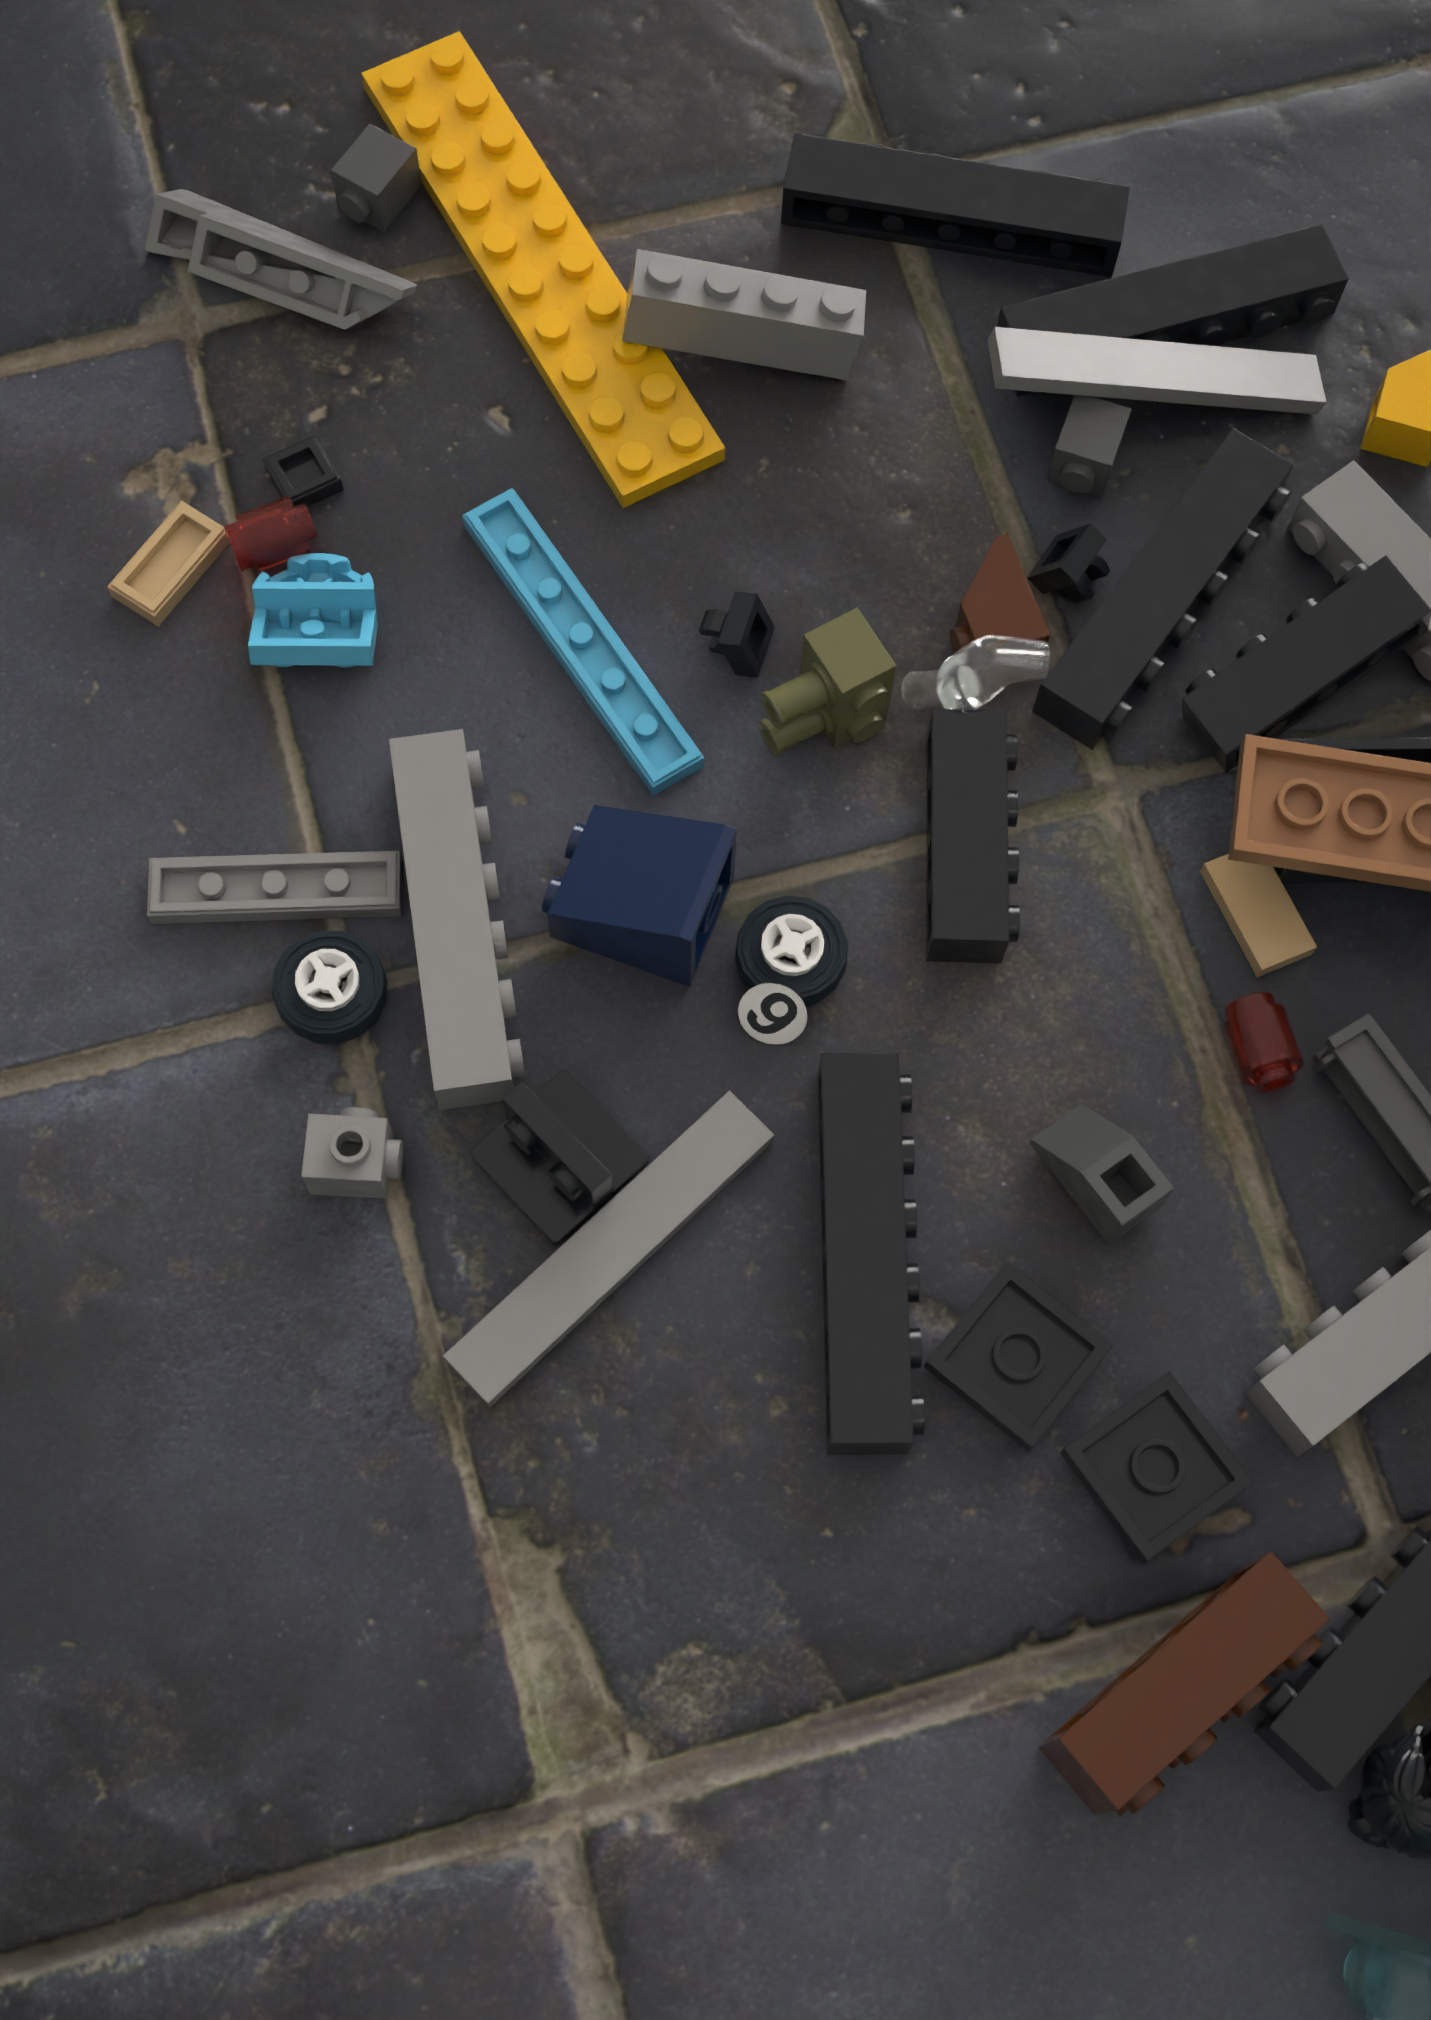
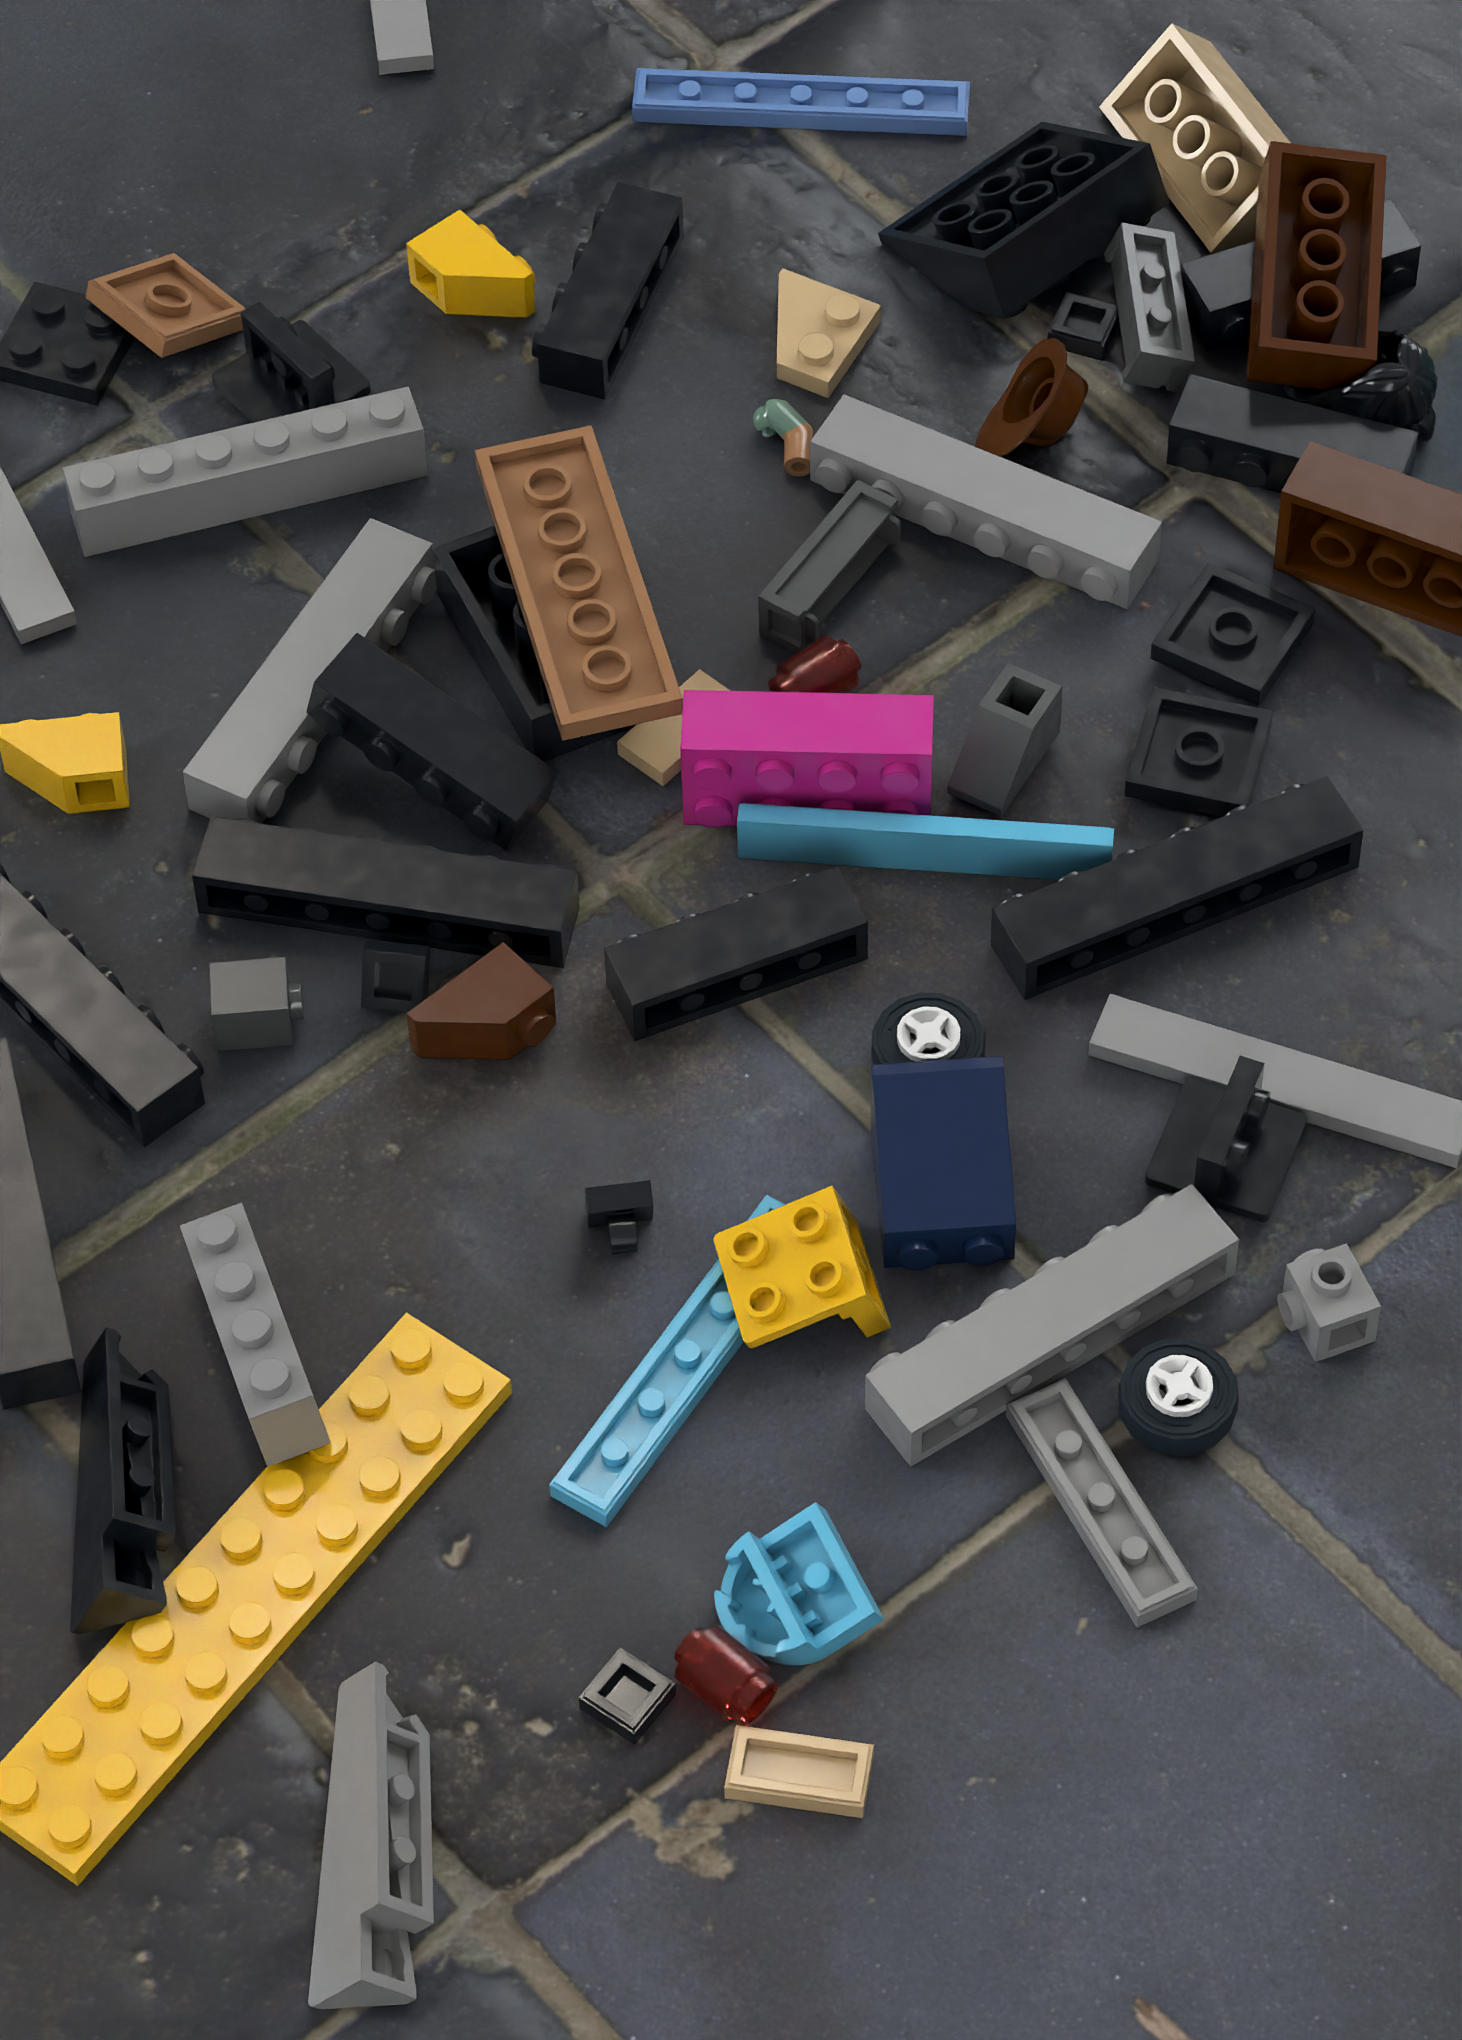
camera: 110 degrees left, 15 degrees down
(376, 177) = (222, 1783): dark grey brick -> none
(599, 743) = (800, 1269): none -> yellow bracket
(665, 201) = (121, 1491): none -> black wedge
(772, 1013) = (998, 1036): white sticker -> none
(839, 689) = (648, 1092): olive brick -> none
(977, 673) = (581, 979): clear arm -> none
(1017, 1052) = (920, 841): none -> medium azure tile
(1141, 966) = (804, 752): none -> dark pink brick
(1155, 371) = (153, 962): tile -> none

